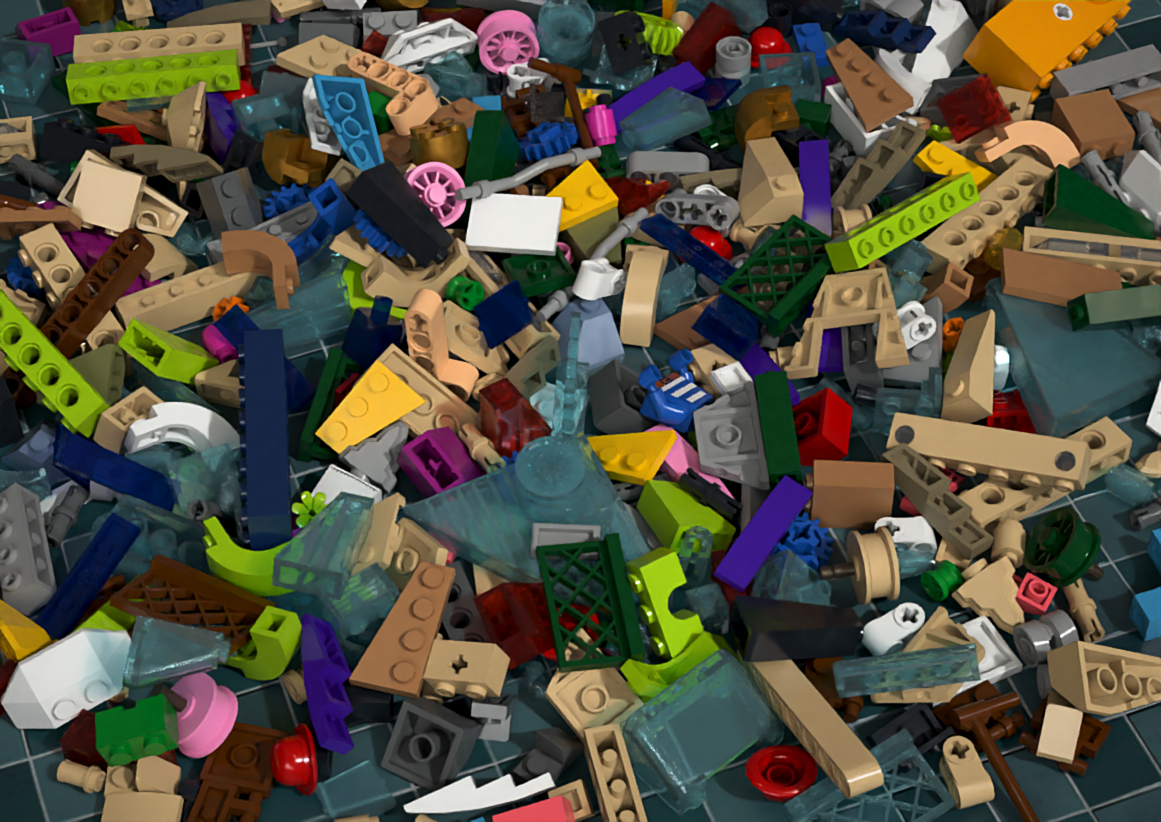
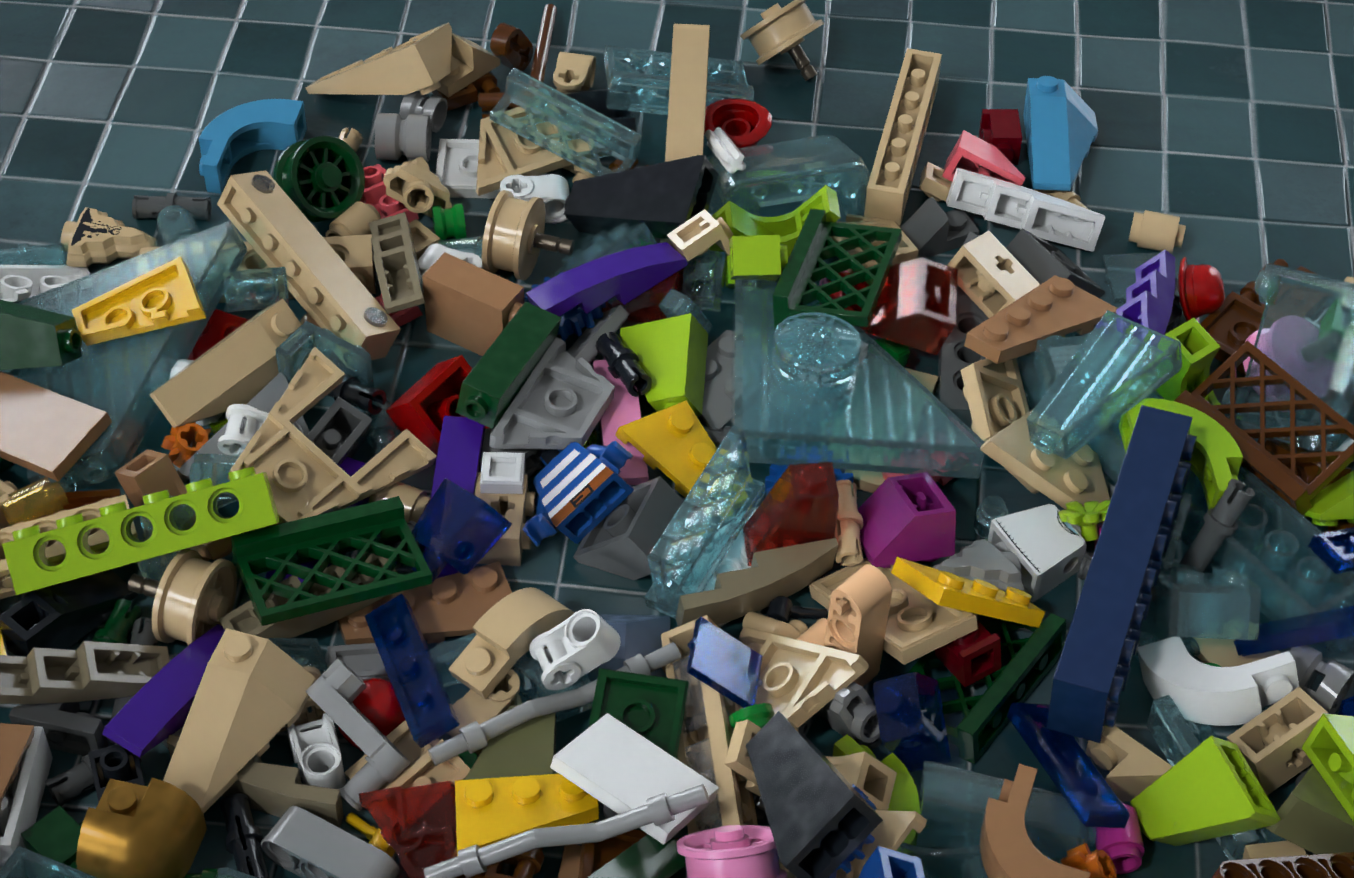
camera: 155 degrees left, 0 degrees up
(714, 594) = (700, 233): none -> tan bracket
(757, 697) = (725, 150): none -> white axle
(1008, 413) = (255, 288): none -> clear light blue brick
(1037, 766) = (511, 46): none -> reddish brown beam
(1054, 349) = (141, 305): none -> yellow wing

